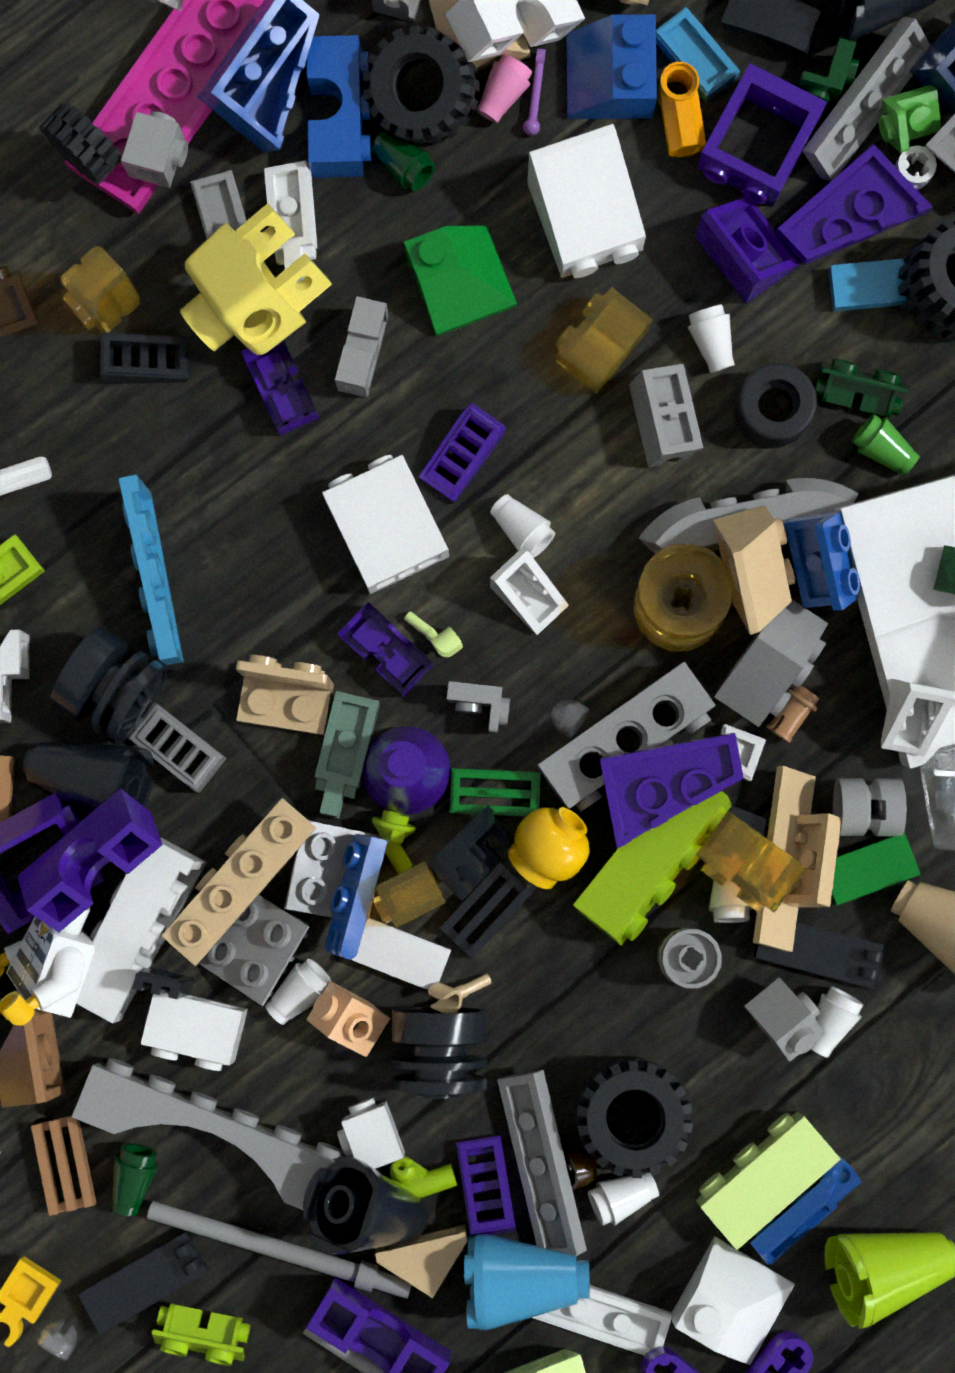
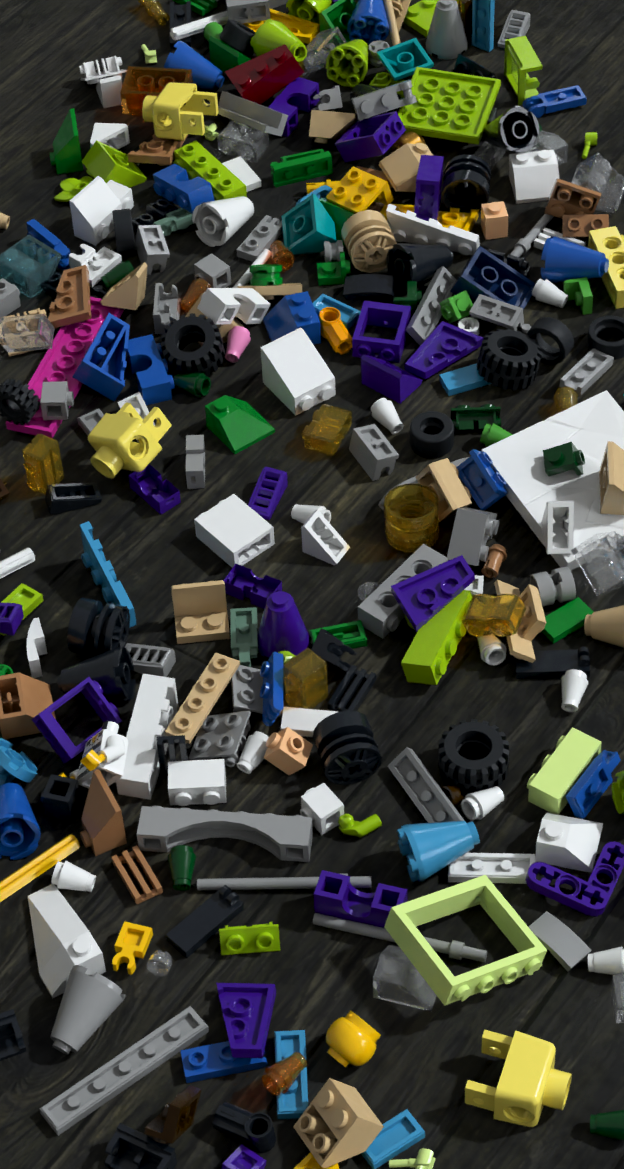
camera: 15 degrees left, 35 degrees down
(61, 879) = (102, 701): dark purple arch -> none
(360, 1208) = (329, 824): black cone -> none
(425, 1259) = (373, 859): tan slope -> none
(445, 643) = (285, 576): yellowish green hand -> none
(472, 697) = (313, 592): light grey bracket -> none
(478, 1147) = (397, 818): dark purple slope -> none
(532, 126) = (256, 357): medium lavender hinge -> none
(549, 846) = (378, 642): yellow piece -> none
(689, 957) = (477, 676): light grey wheel -> none
(786, 1018) = (543, 689): light grey brick -> none

